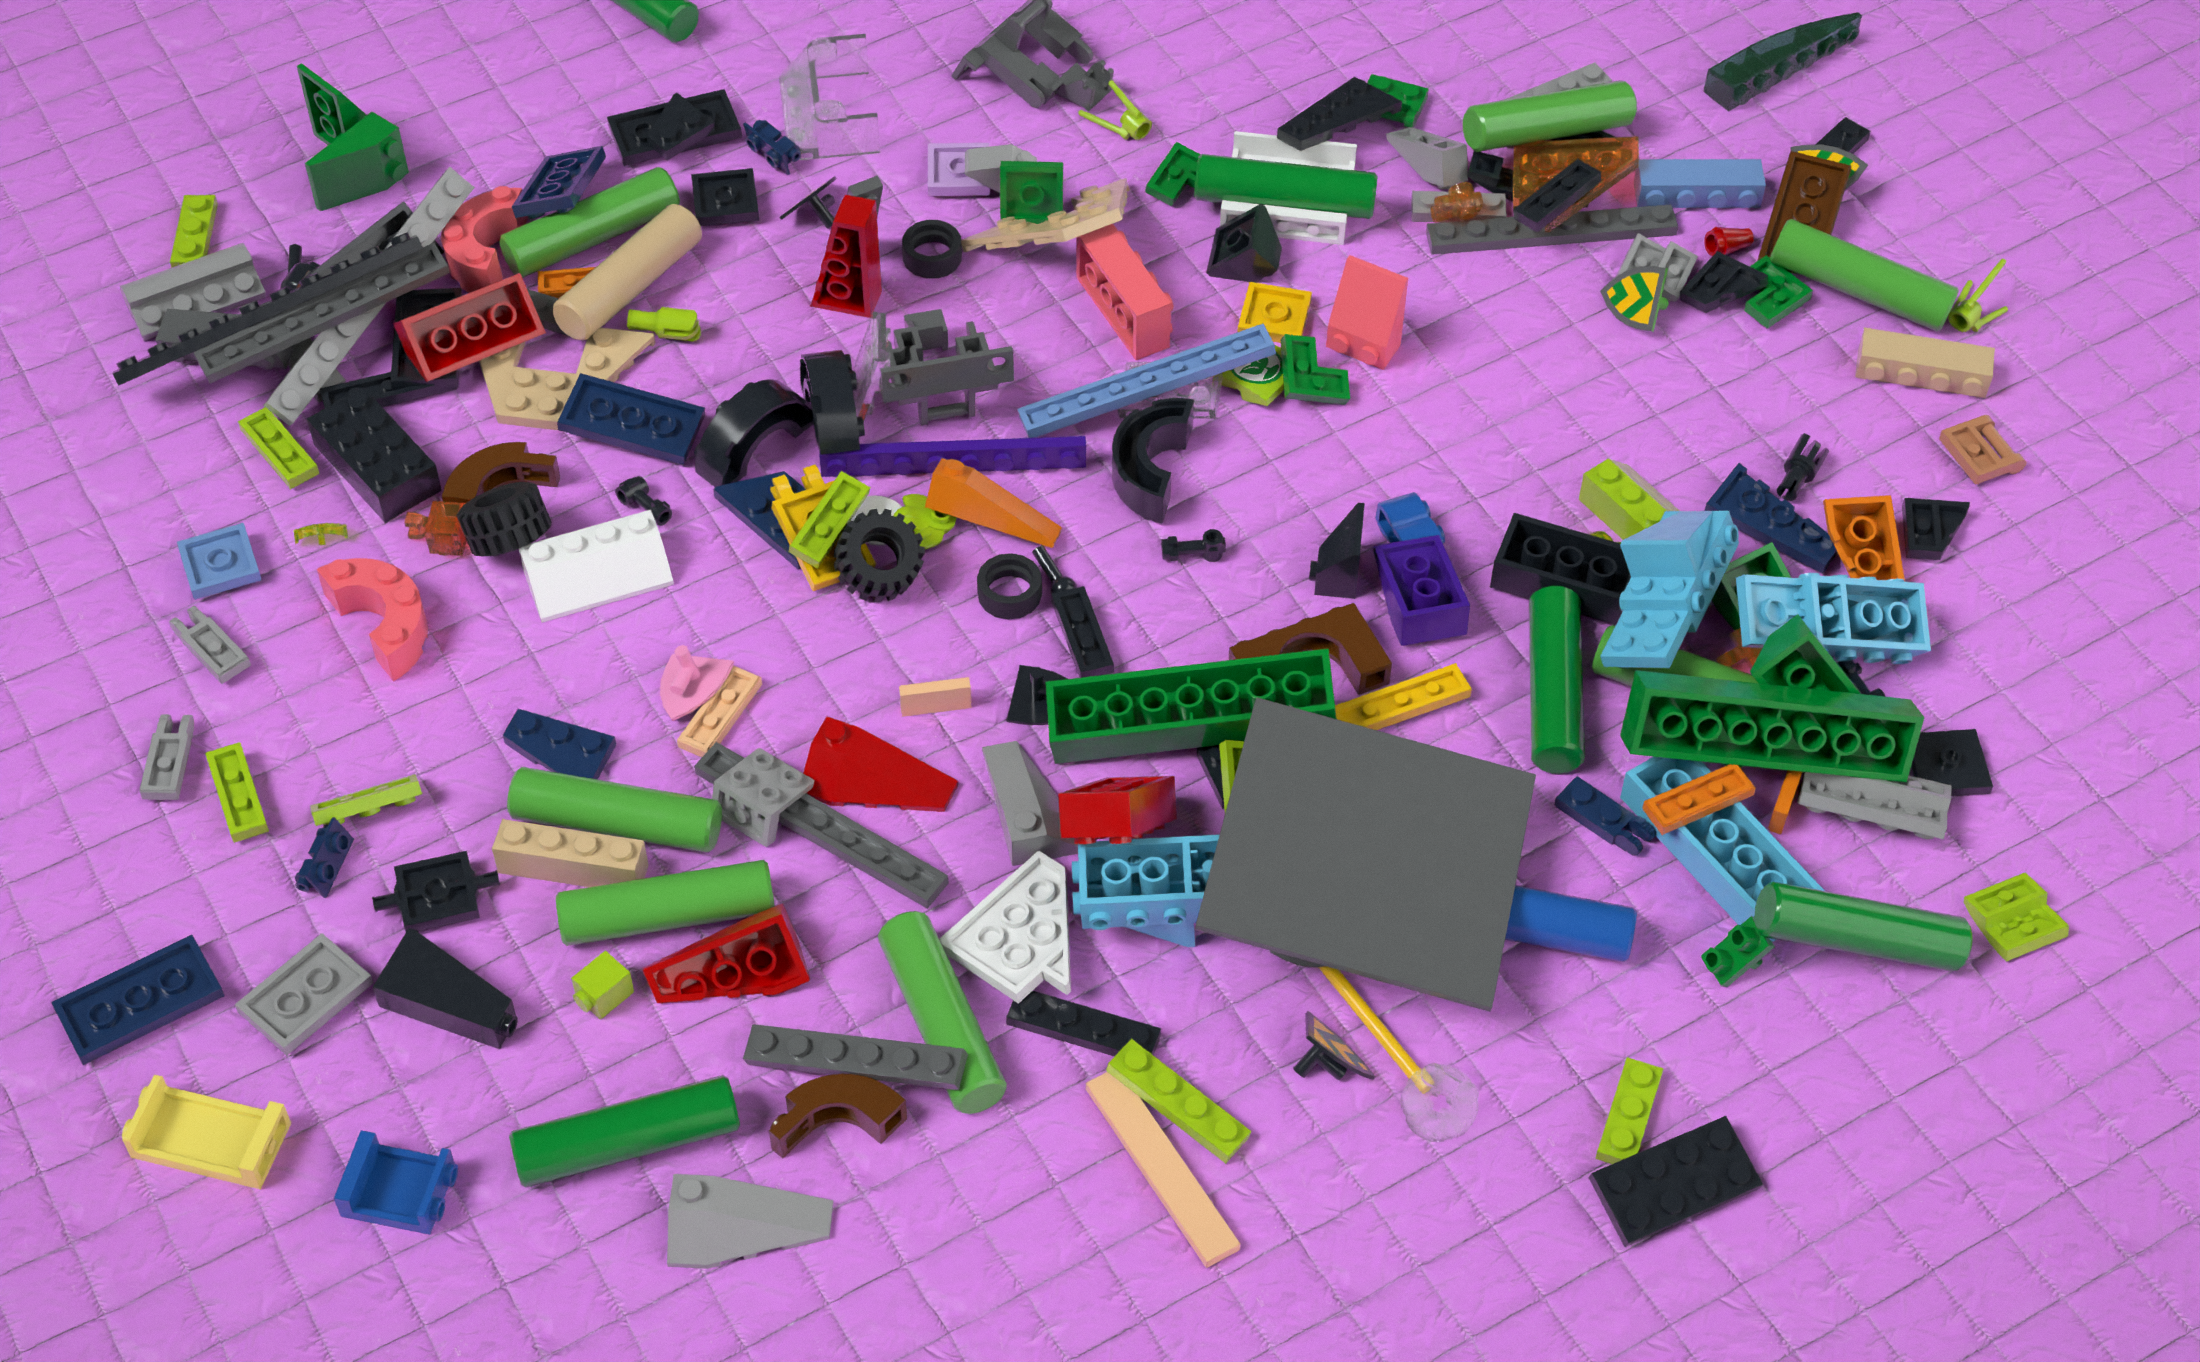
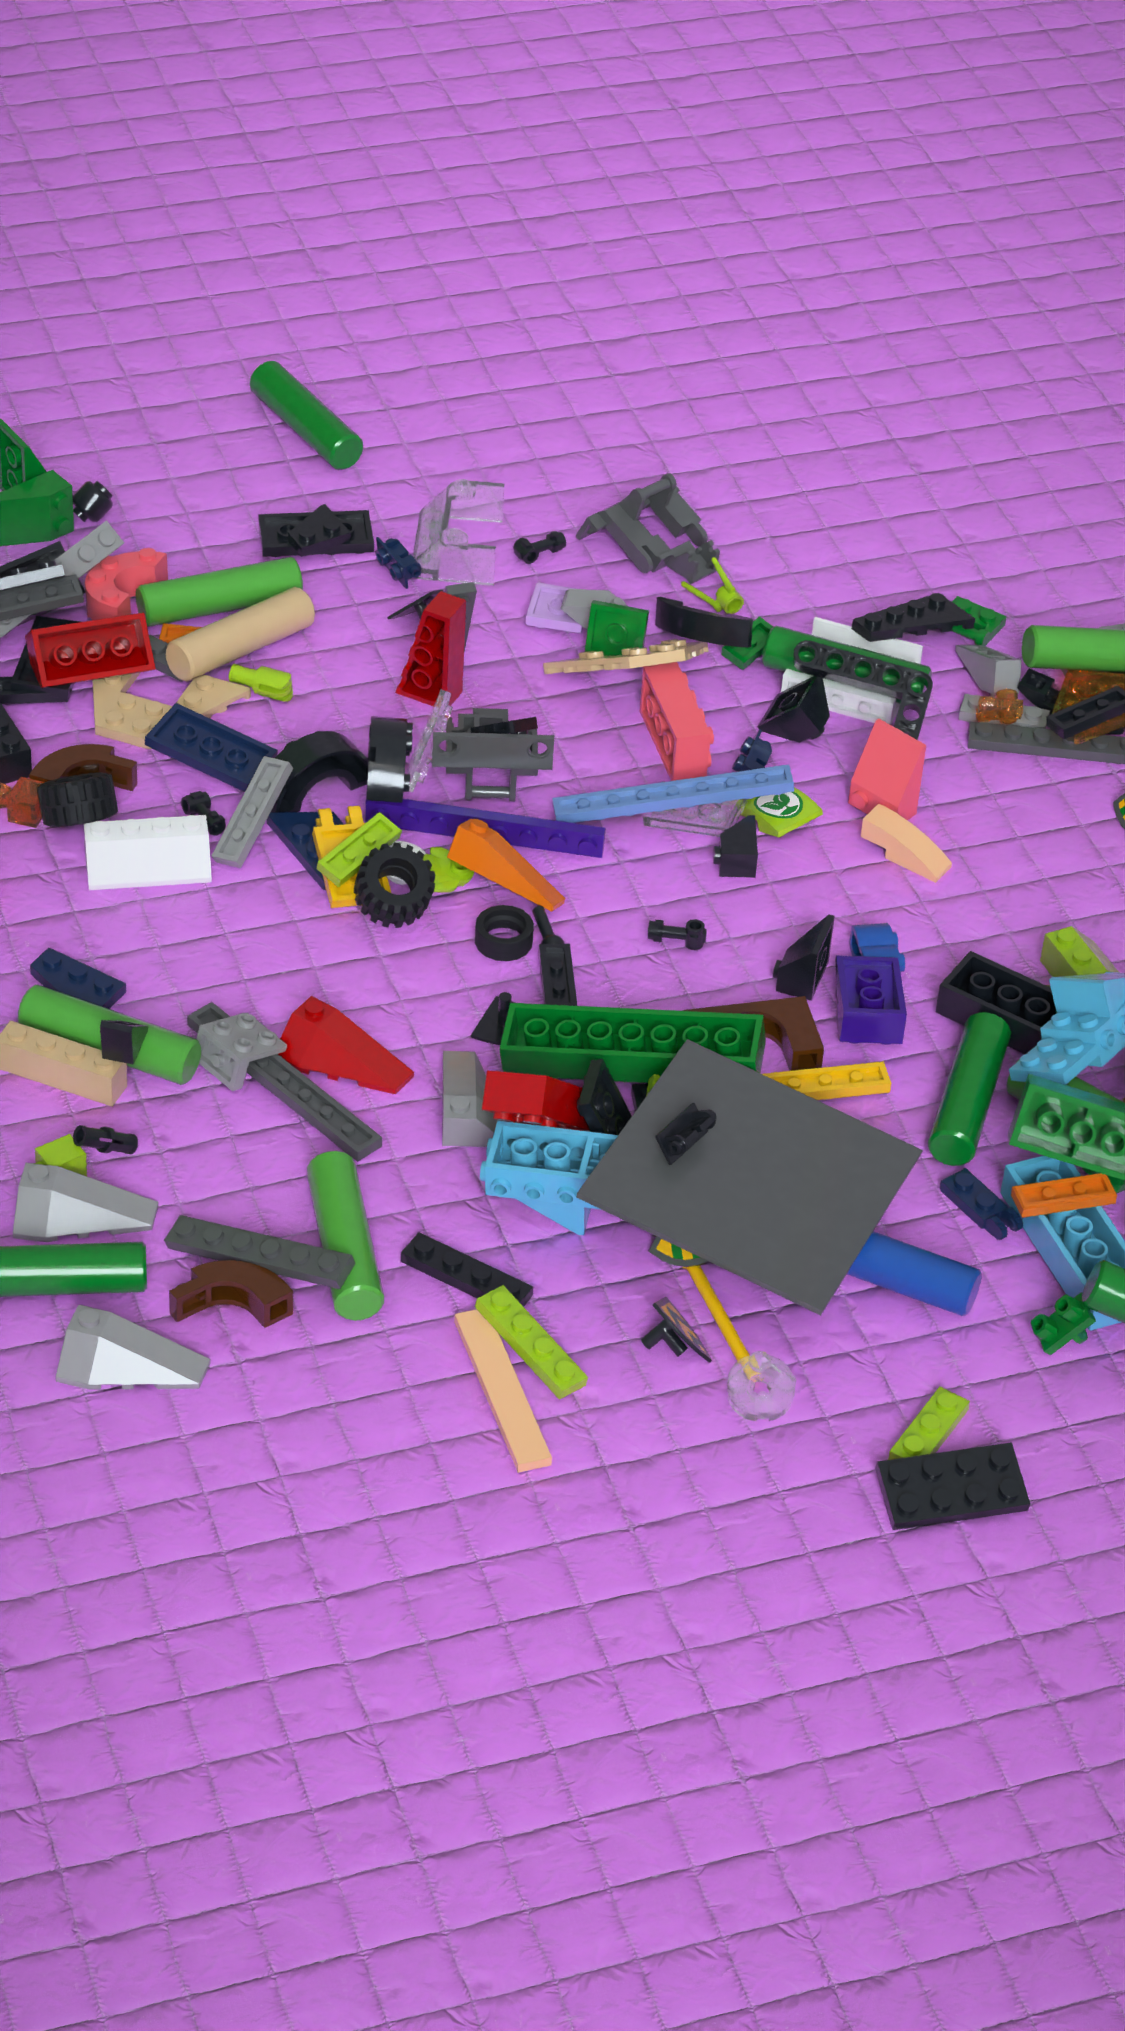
camera: 10 degrees right, 10 degrees down
(421, 135) = (92, 501): none -> black head
(558, 182) = (200, 555): dark blue plate -> none
(630, 1036) = (67, 1203): none -> light grey wedge
(636, 822) = (121, 1040): none -> black slope
(646, 947) = (90, 1138): none -> black pin
(664, 902) = (132, 1110): bright green cylinder -> none
(690, 681) = (204, 953): bright pink shield -> none
(699, 494) = (252, 812): none -> light grey plate
(720, 712) = (223, 981): light nougat tile -> none
(725, 197) = (344, 594): black plate -> none
(743, 959) = (185, 1167): red wedge -> none
(909, 105) = (530, 551): none -> black bar
(931, 266) = (515, 651): black tyre -> none
(935, 696) = (412, 1003): tile -> none
(951, 344) = (513, 727): none -> black wing
(1018, 931) = (430, 1190): white wing -> none
(1119, 165) = (703, 625): none -> black slope
(1138, 440) = (657, 839): black brick -> none
(1186, 796) = (602, 1101): none -> black plate
(1213, 314) = (755, 754): none -> dark blue hinge
(1230, 431) = (738, 850): none -> black slope
(1276, 307) = (812, 767): yellow tile -> none
(1290, 823) = (684, 1131): none -> black hinge
(1305, 379) = (819, 821): green plate -> none
(1325, 204) = (874, 682): none -> black beam
(1402, 387) = (904, 843): none -> light nougat slope

